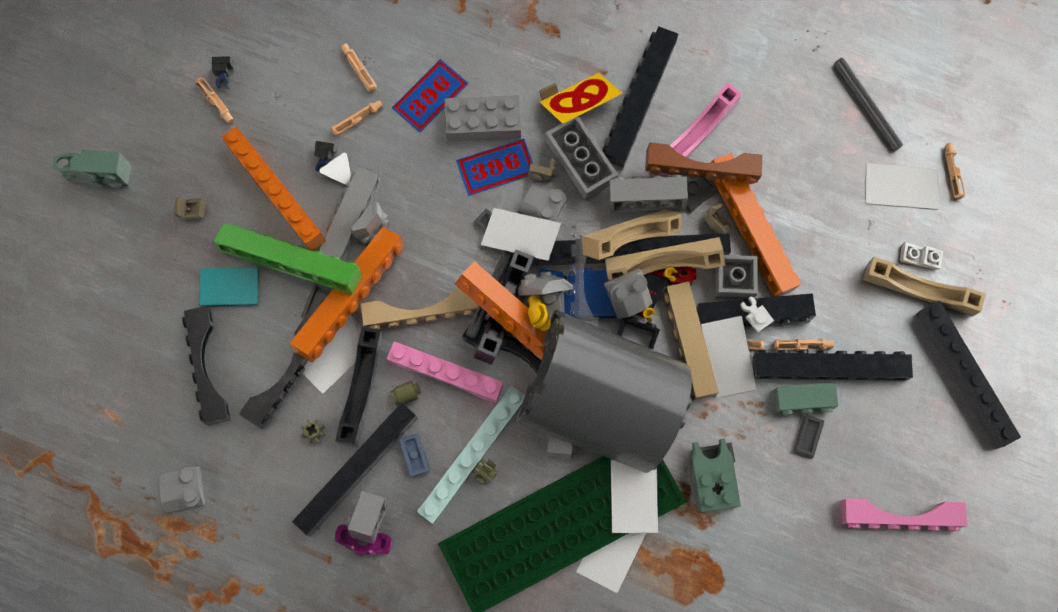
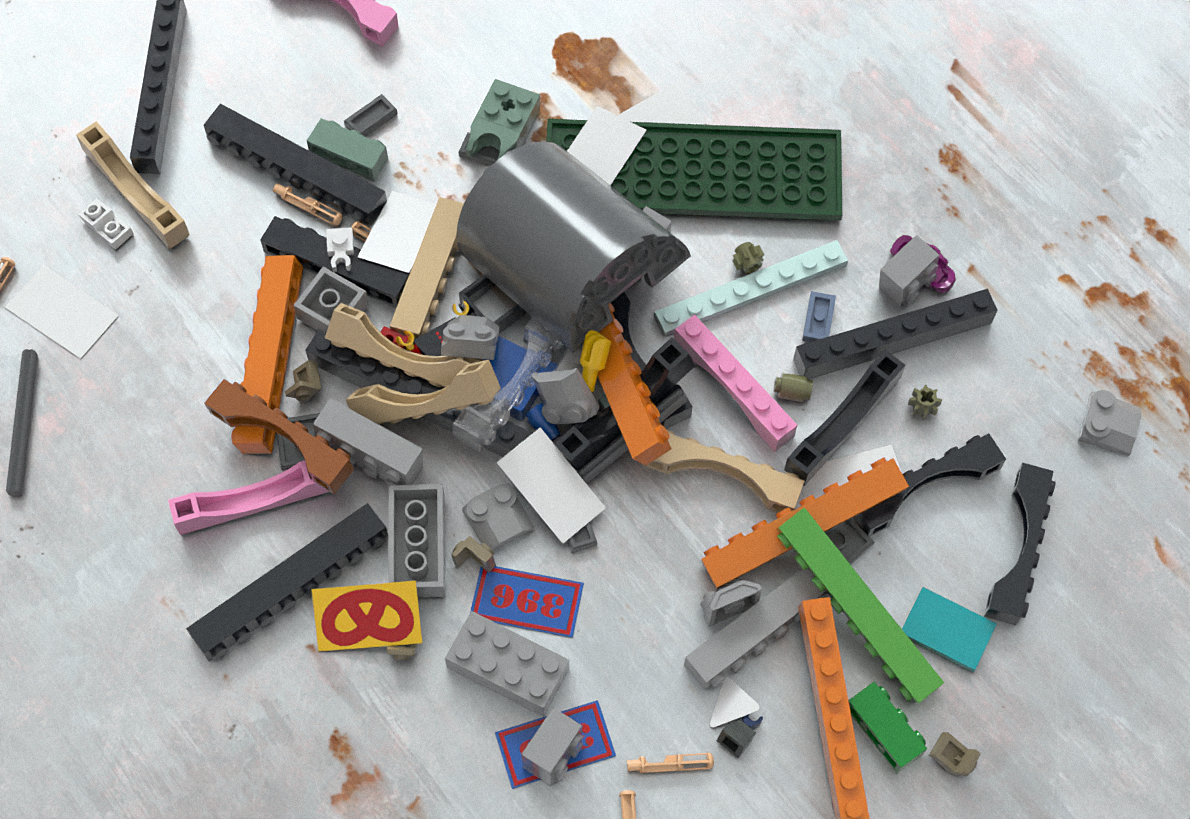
camera: 150 degrees left, 10 degrees down
(238, 203) = (886, 727): none -> green brick
(426, 81) = (552, 747): none -> light grey brick

